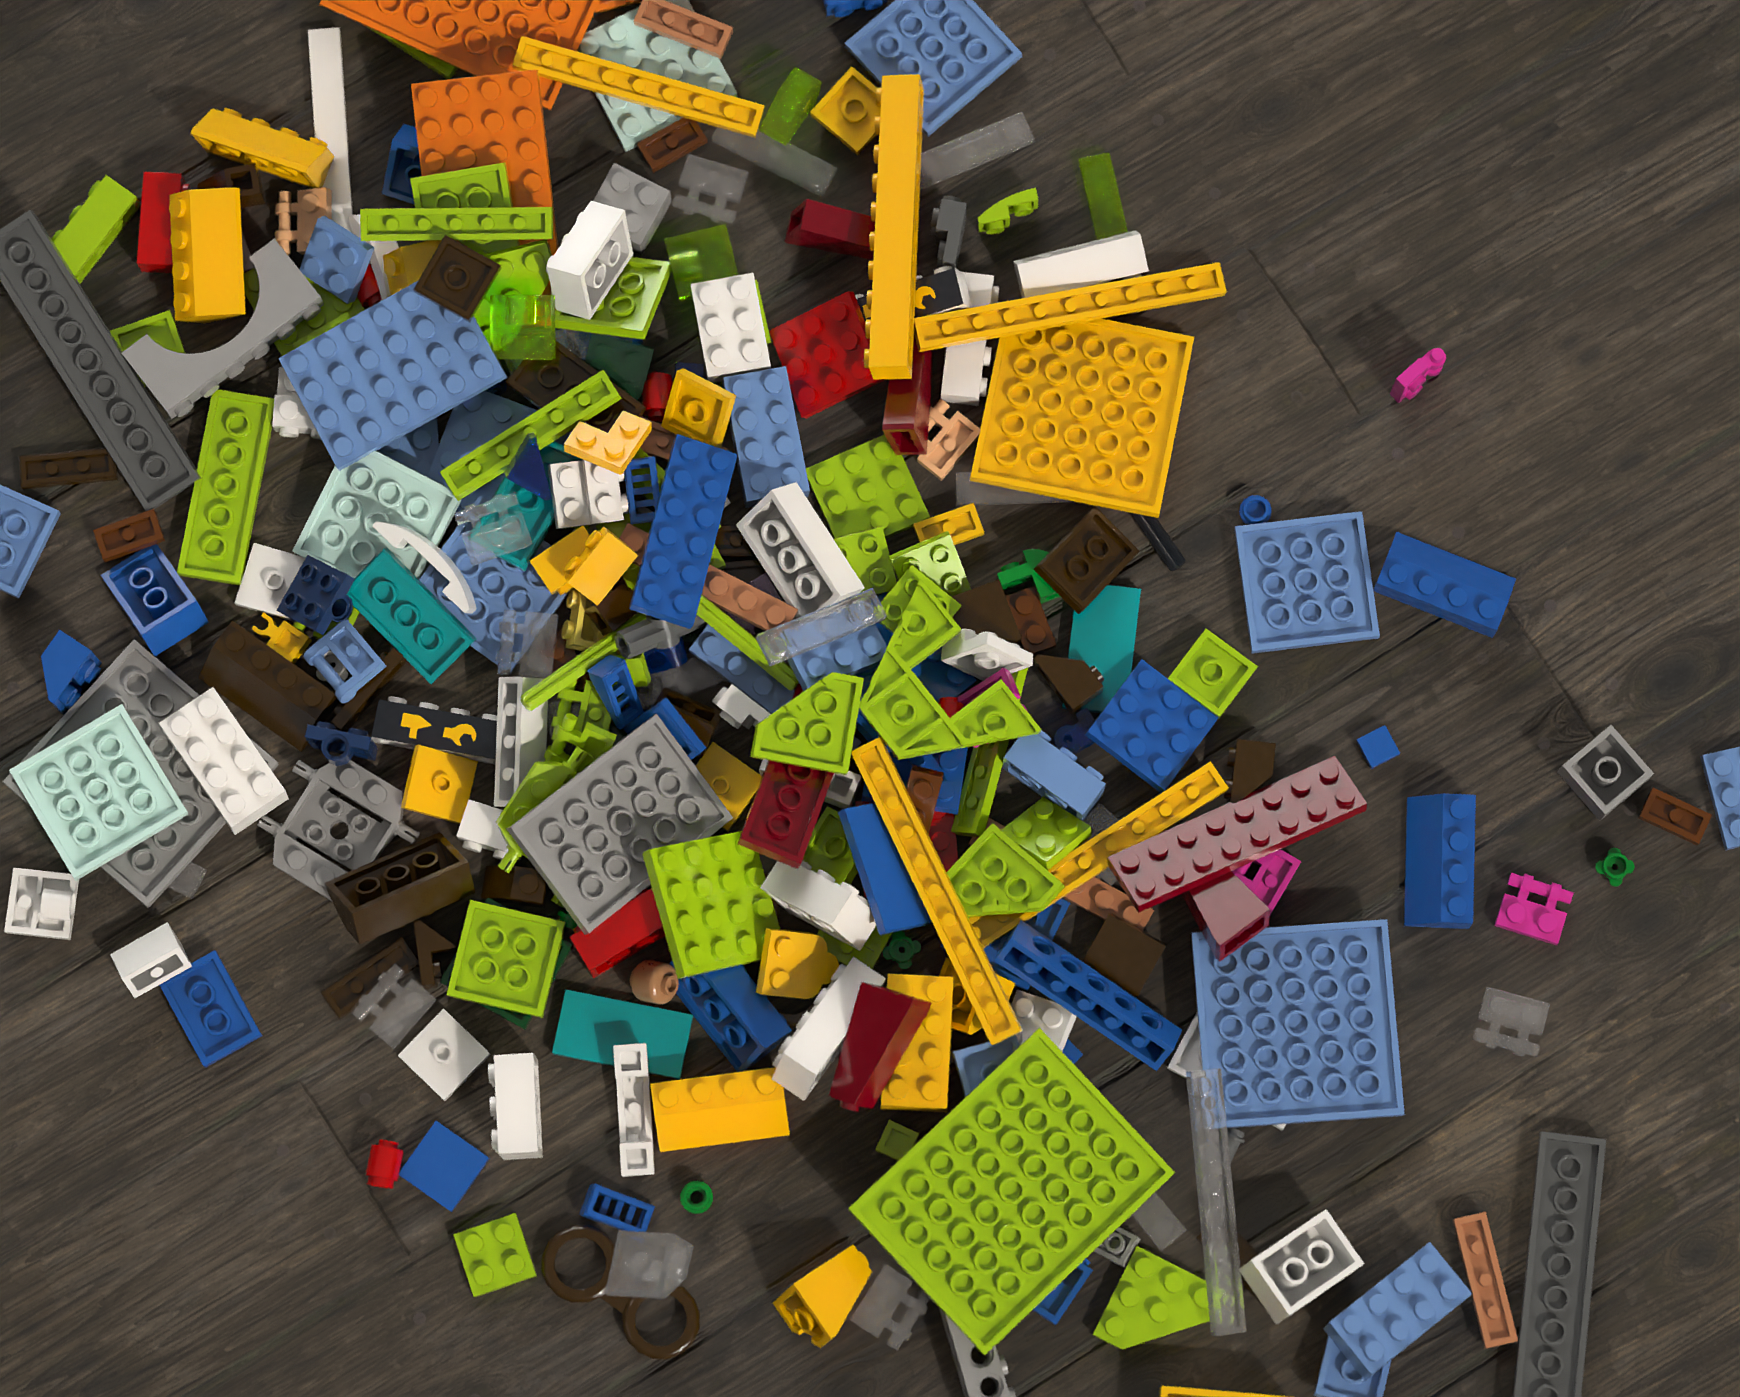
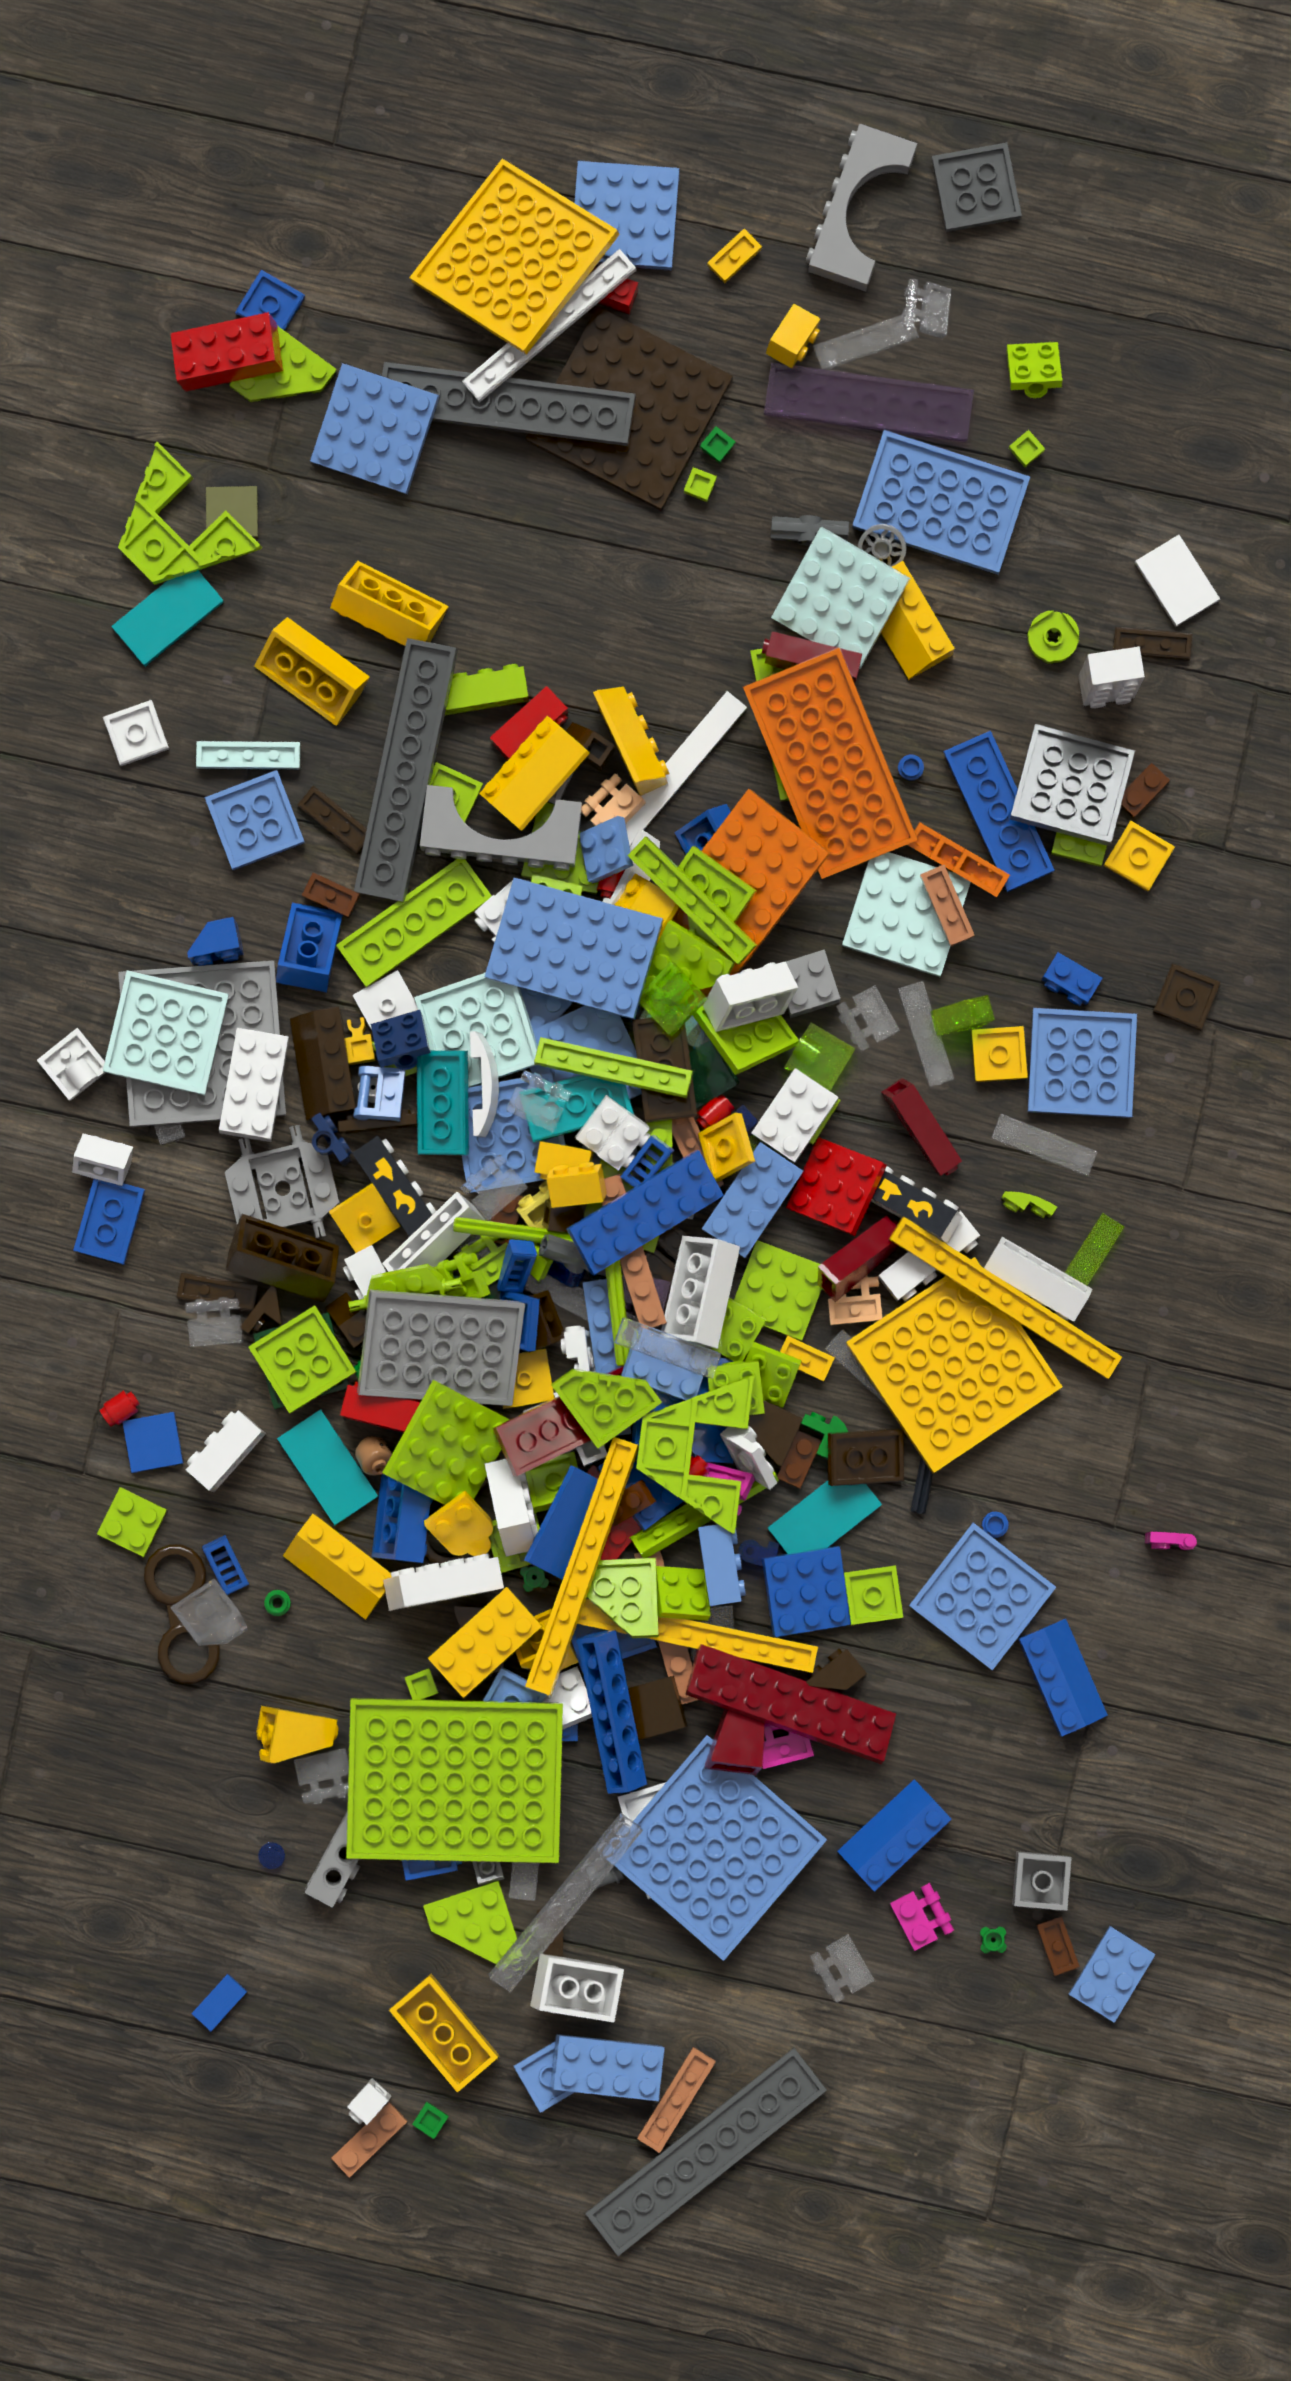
camera: 45 degrees right, 5 degrees up
(444, 1054) = (215, 1378): white plate -> none
(457, 278) = (660, 934): dark brown tile -> none
(528, 470) = (589, 1088): clear blue slope -> none
(610, 449) = (653, 1124): yellow plate -> none
(634, 1109) = (290, 1518): white slope -> none
(639, 87) = (883, 917): yellow plate -> none
(671, 143) = (873, 968): reddish brown plate -> none
(875, 1043) = (458, 1620): dark red slope -> none
(895, 227) = (948, 1152): yellow brick -> none
(948, 227) = (982, 1180): dark grey plate -> none
(1070, 680) = (785, 1519): dark brown slope -> none
(1377, 747) = (926, 1733): blue tile -> none

